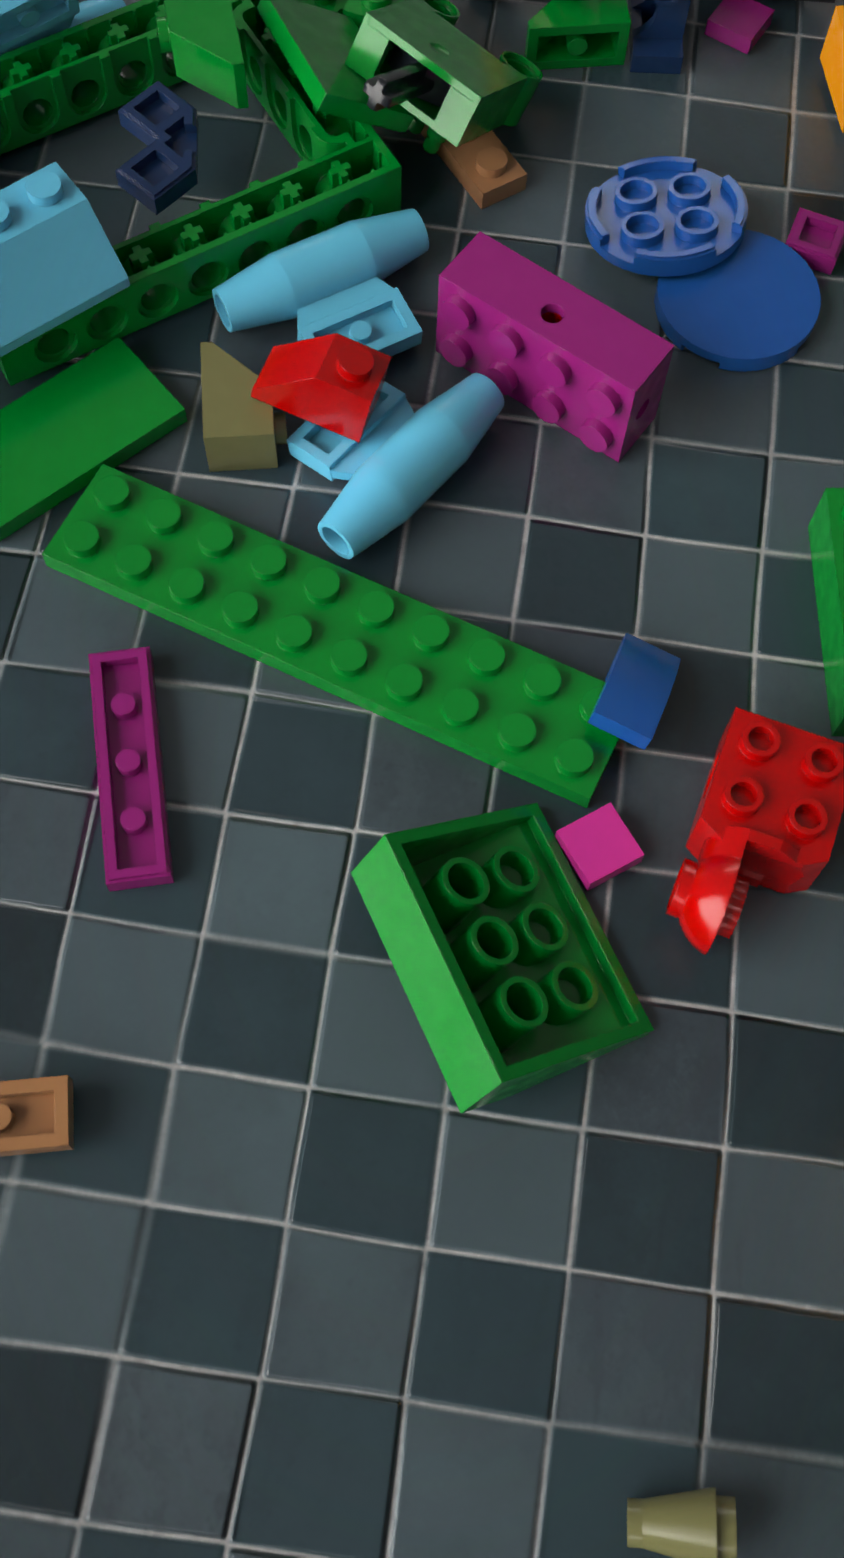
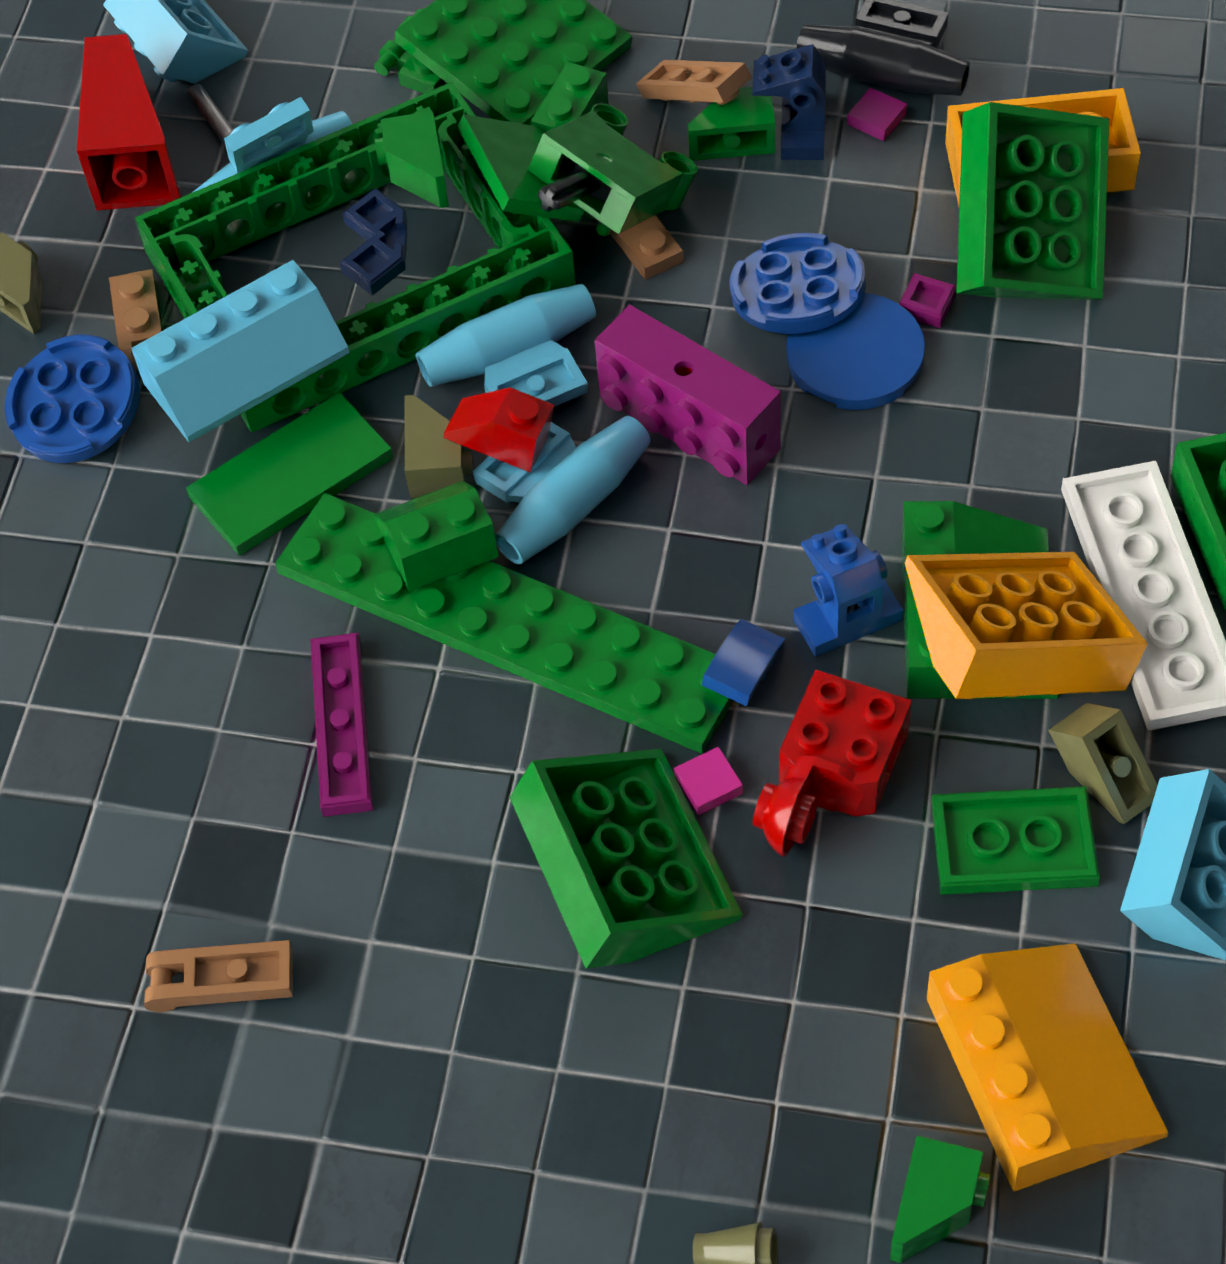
camera: 10 degrees right, 10 degrees down
(248, 520) = (438, 534): none -> green slope
(767, 603) = (845, 576): none -> blue tile

